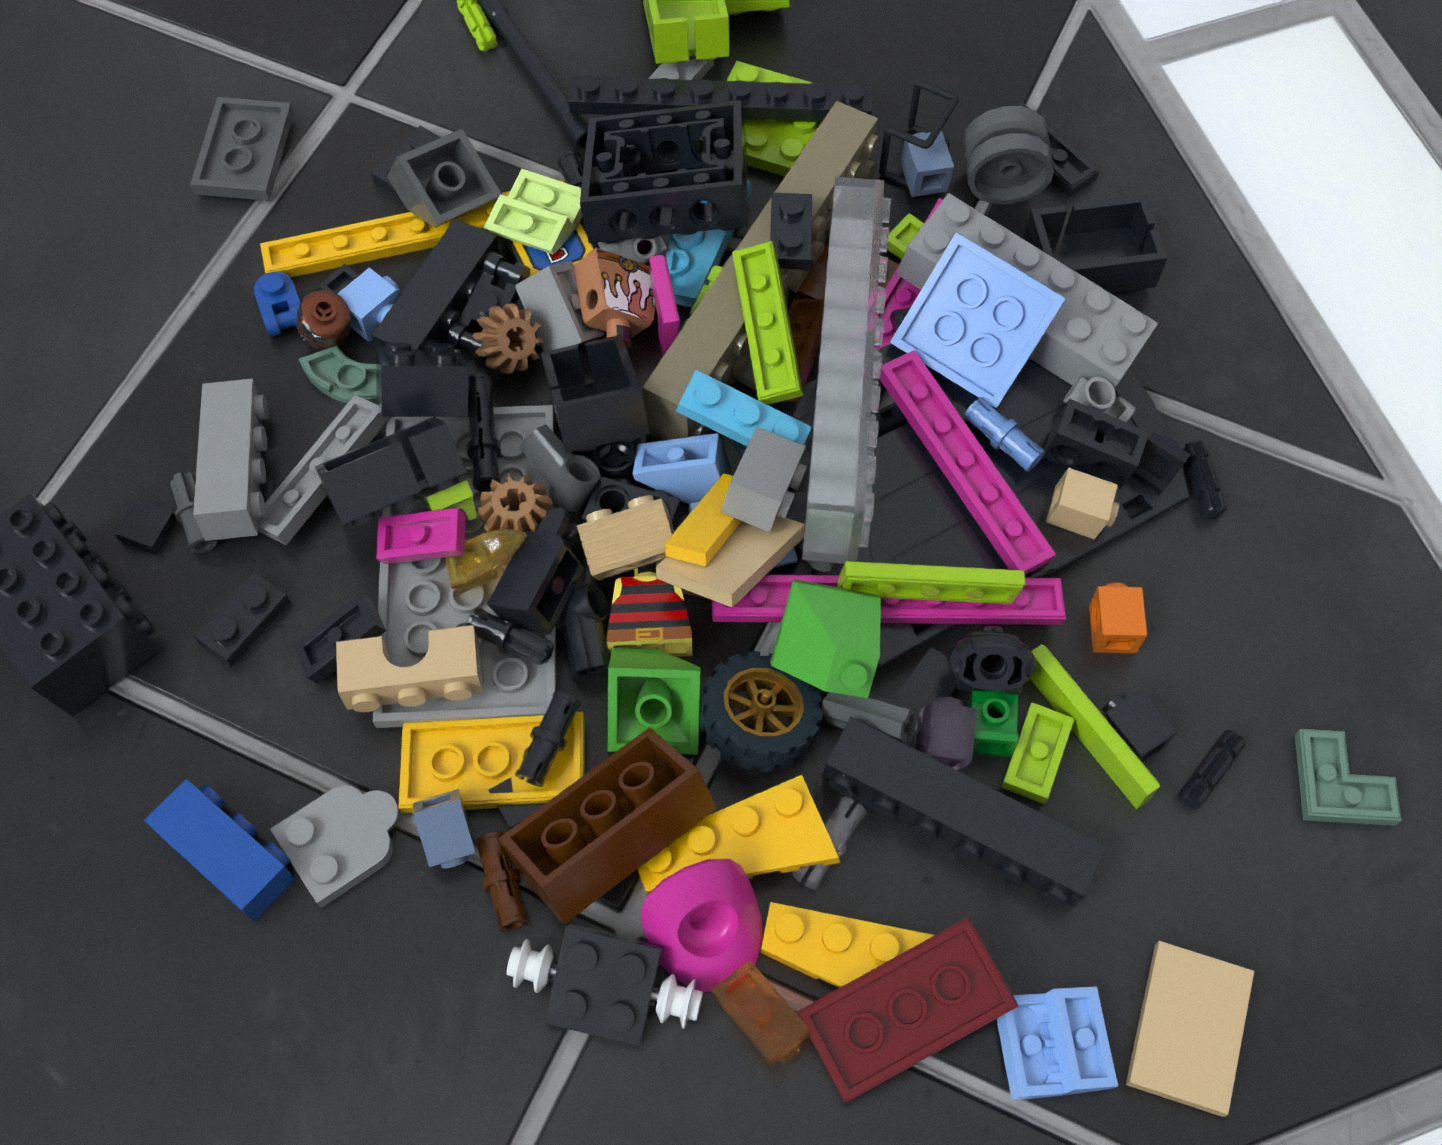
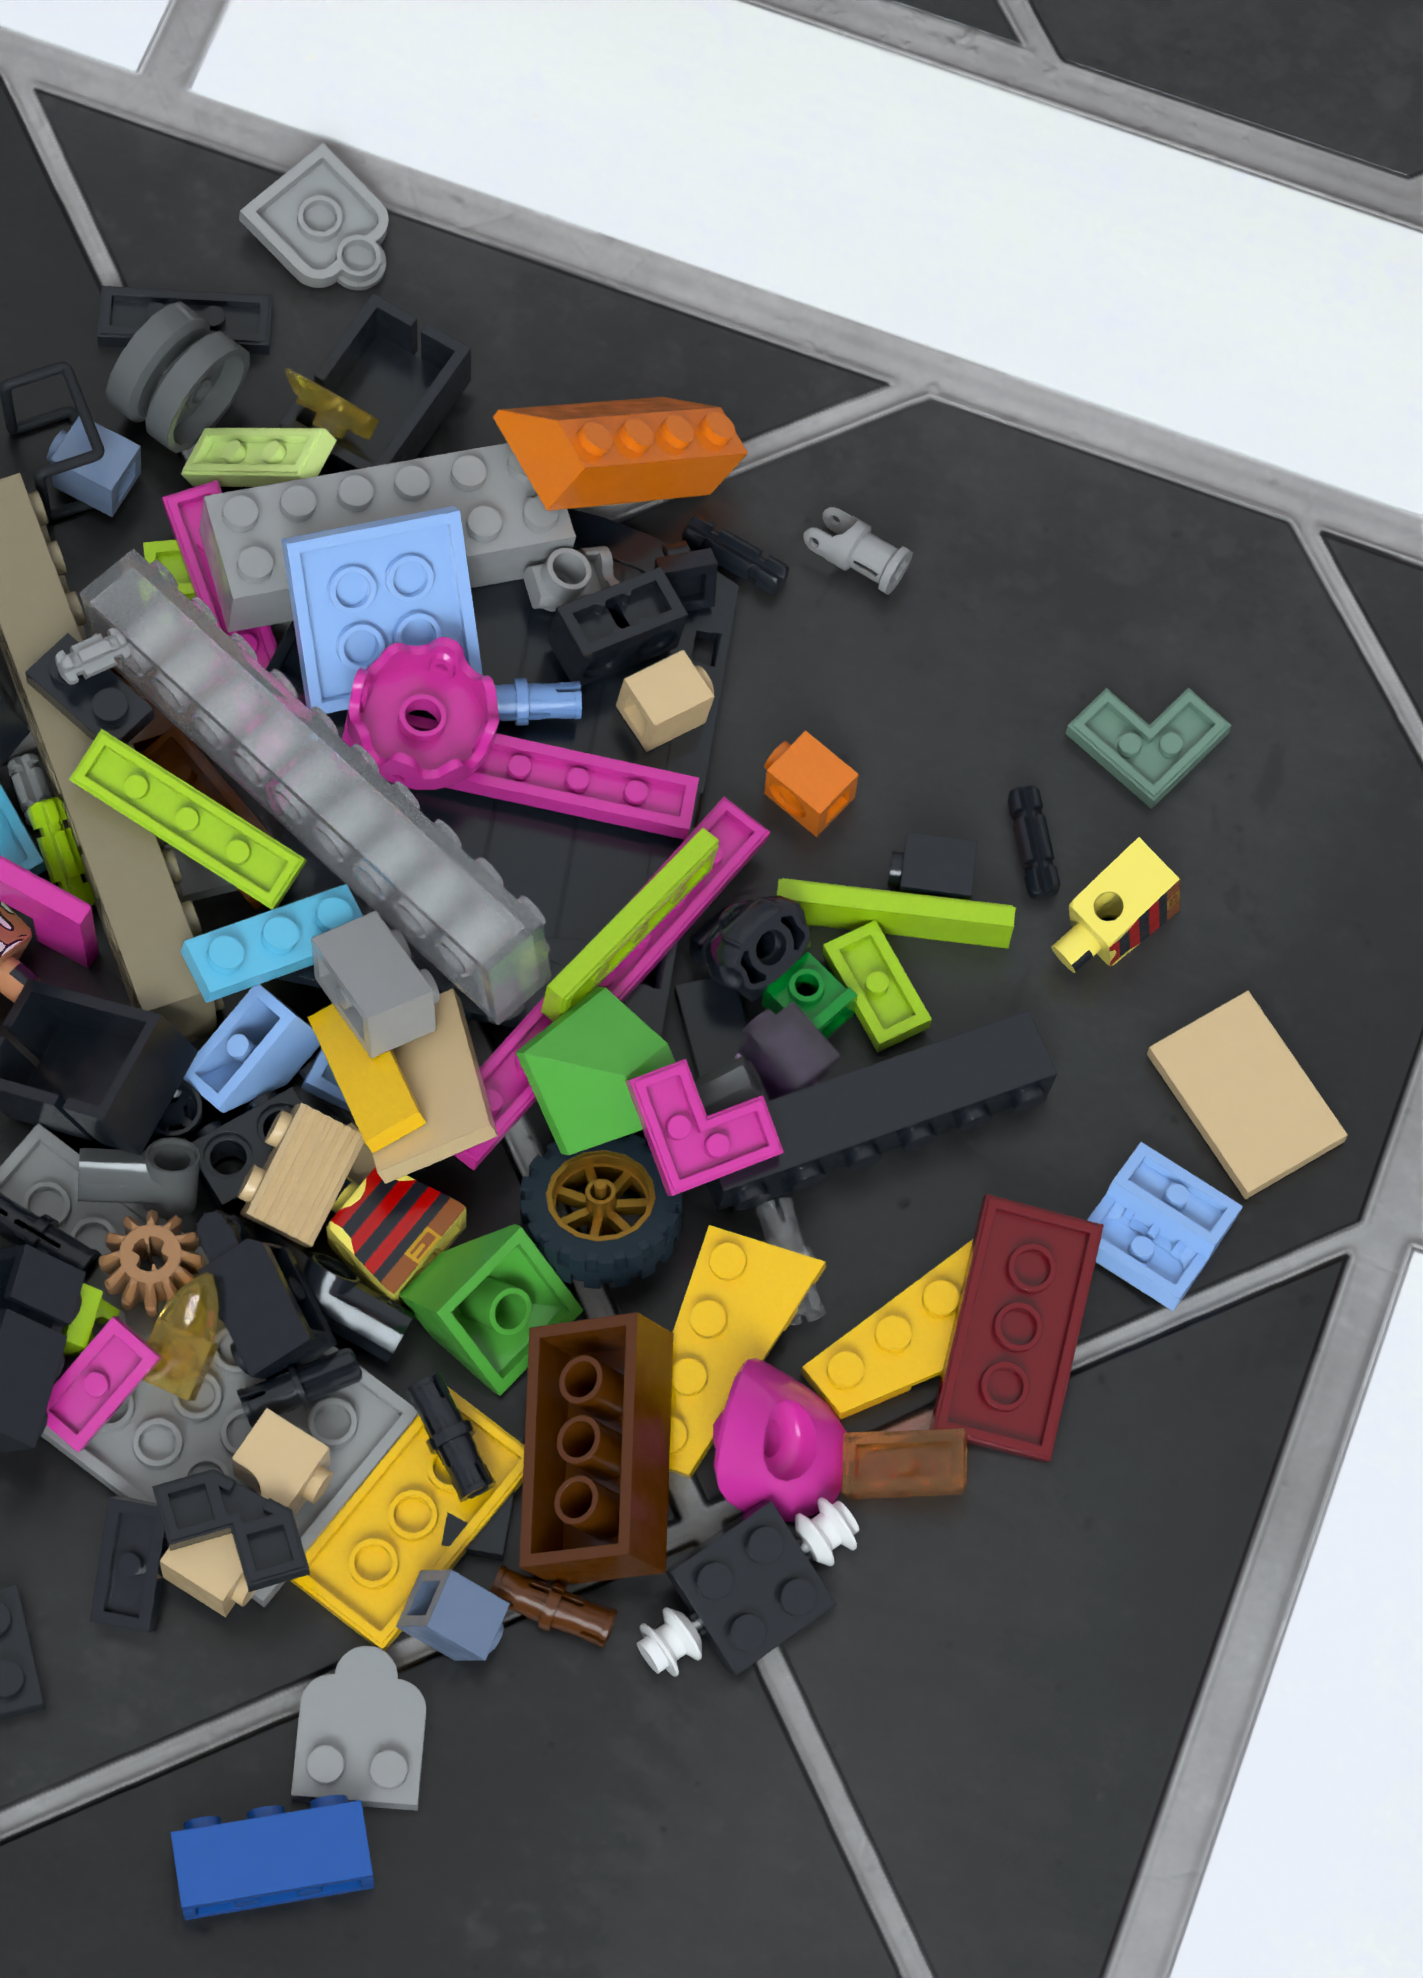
camera: 55 degrees left, 5 degrees up
(395, 675) = (214, 1506): none -> black tile
(806, 206) = (92, 656): none -> light grey piece
(832, 718) = (693, 1145): none -> dark pink tile
(944, 359) = (431, 680): none -> dark pink plate
(1012, 217) = (257, 456): none -> yellowish green tile
(1062, 225) = (330, 409): none -> clear yellow plate
(1160, 161) = (322, 224): none -> light grey plate
(1192, 369) = (621, 450): none -> orange slope
(1223, 848) = (1134, 891): none -> light yellow torso
(1276, 537) = (859, 549): none -> light grey piece

